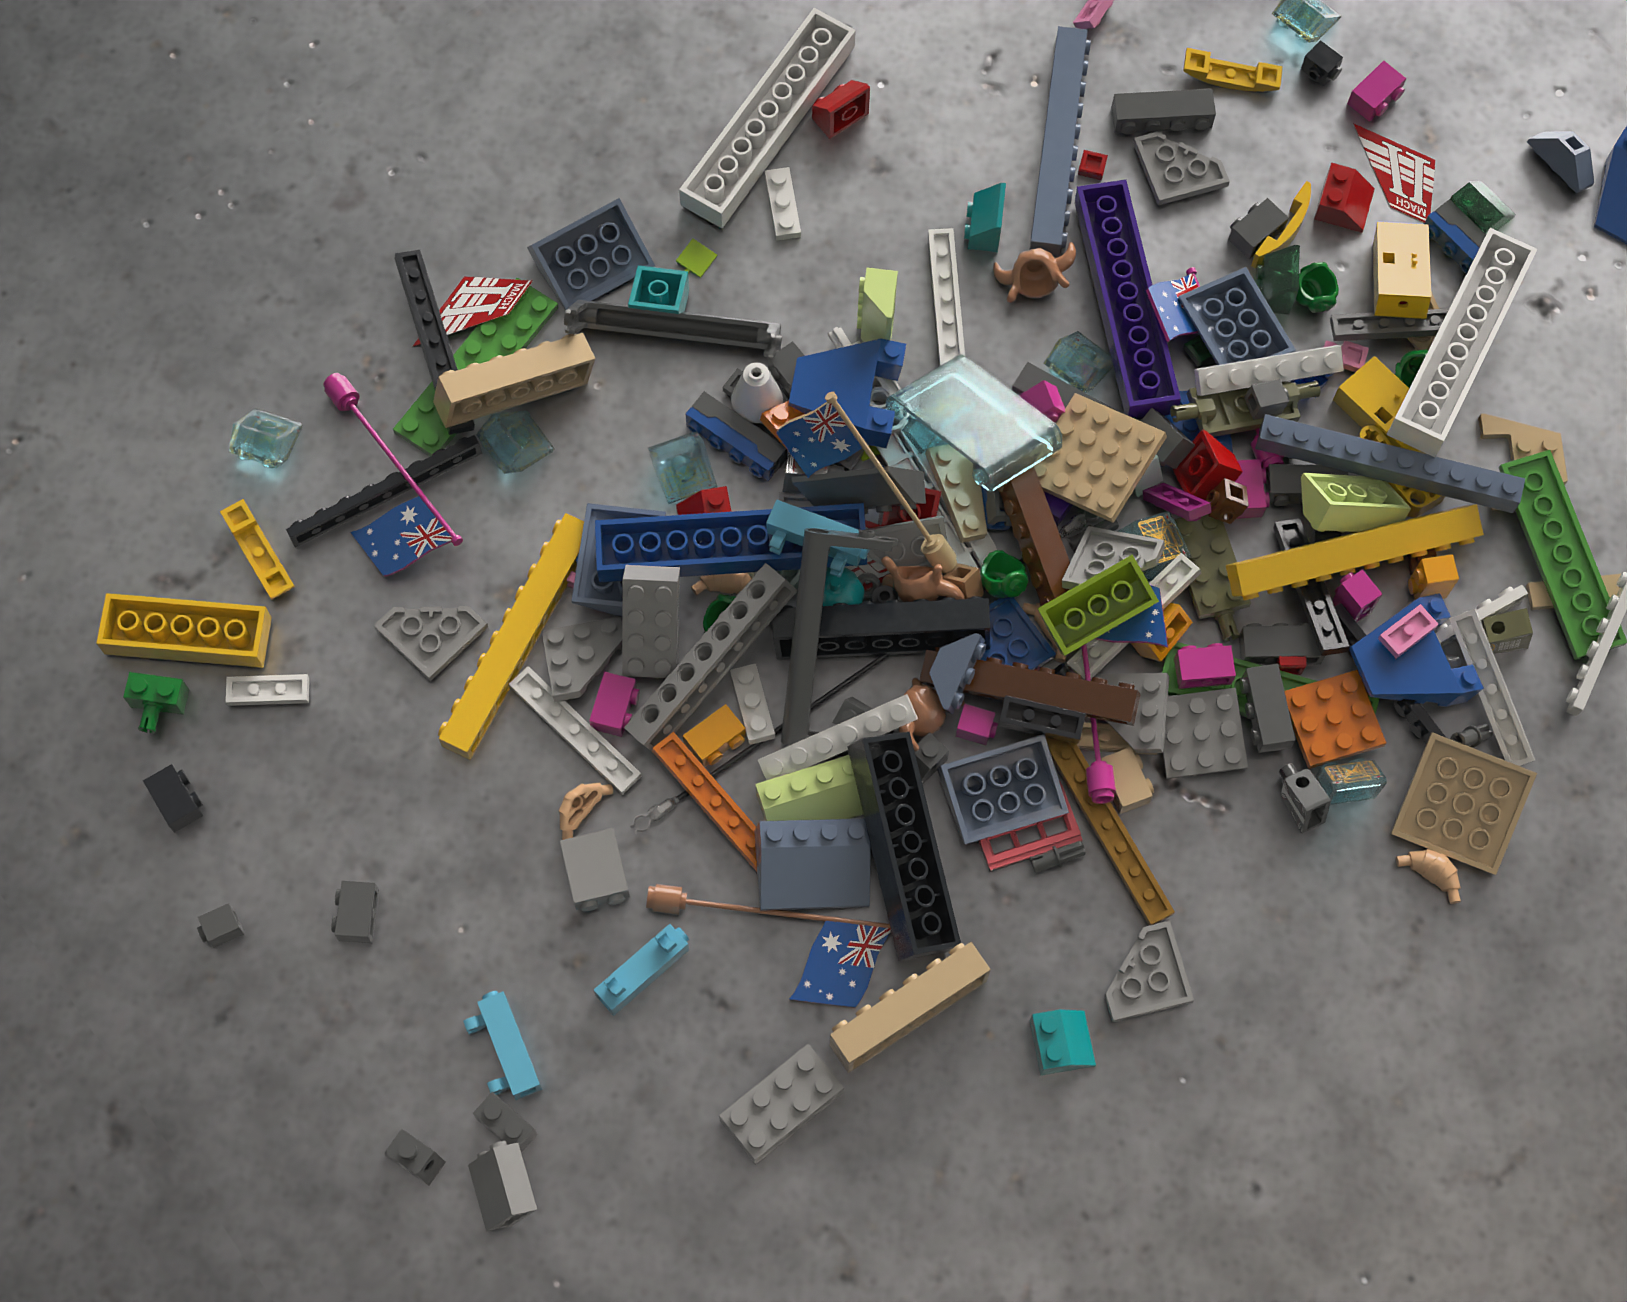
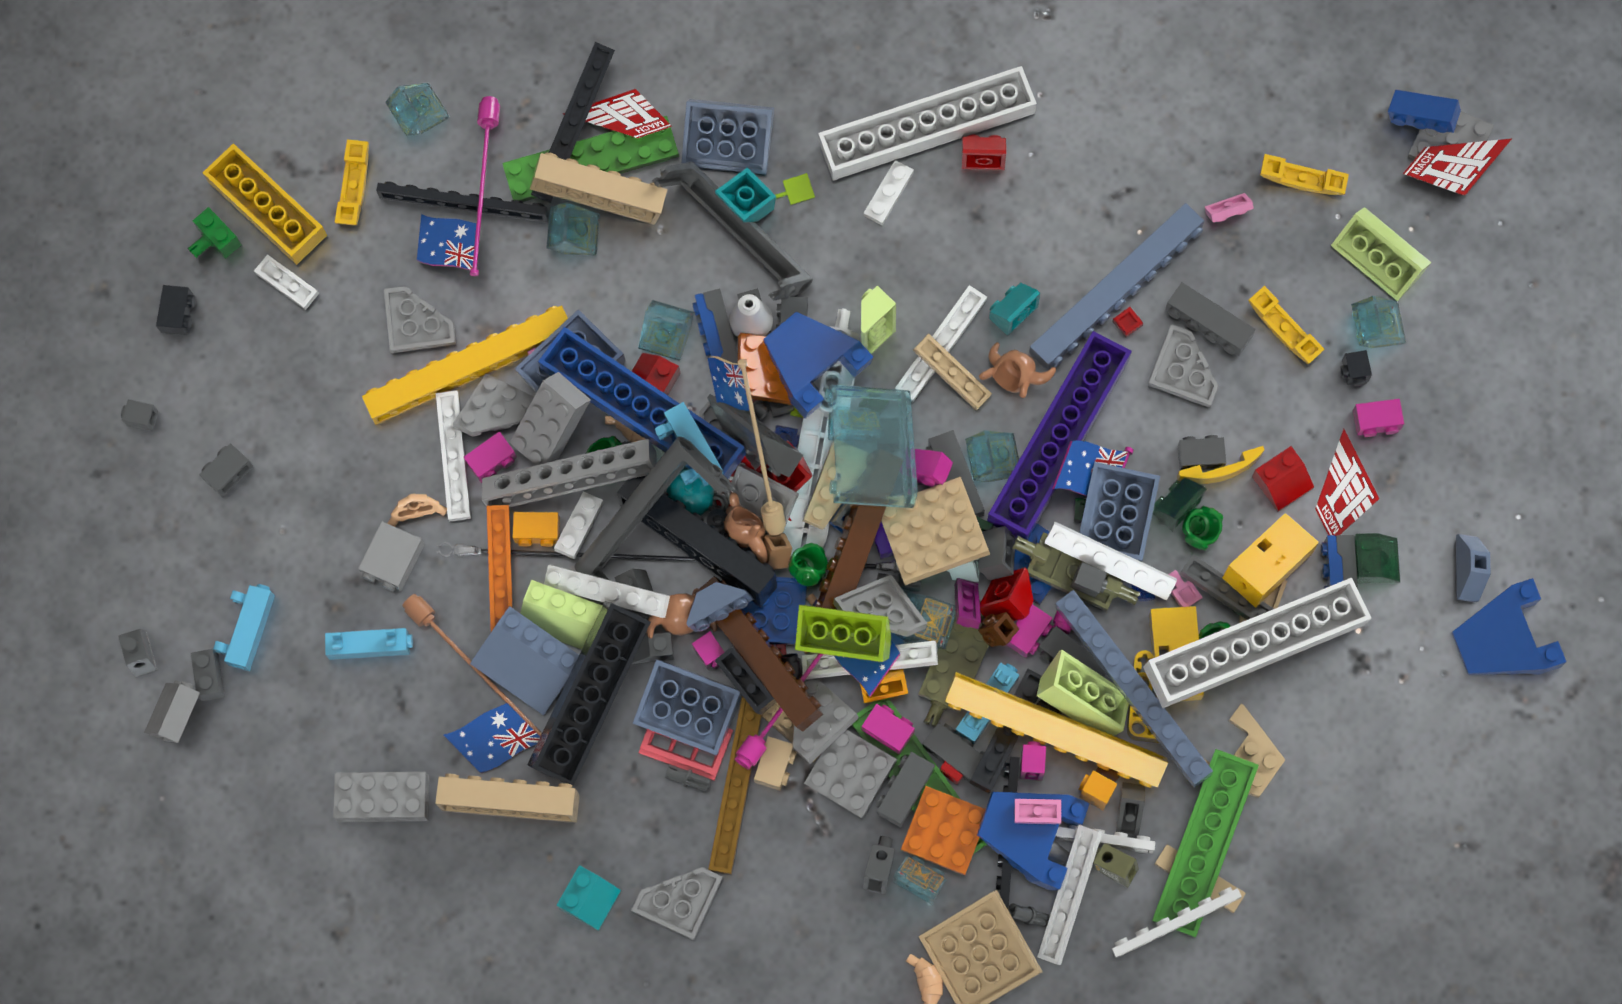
camera: 45 degrees right, 5 degrees up
(979, 314) = (952, 372): none -> tan tile
(1269, 607) = (1003, 679): none -> medium azure brick
(1474, 575) = (1130, 809): none -> dark grey slope

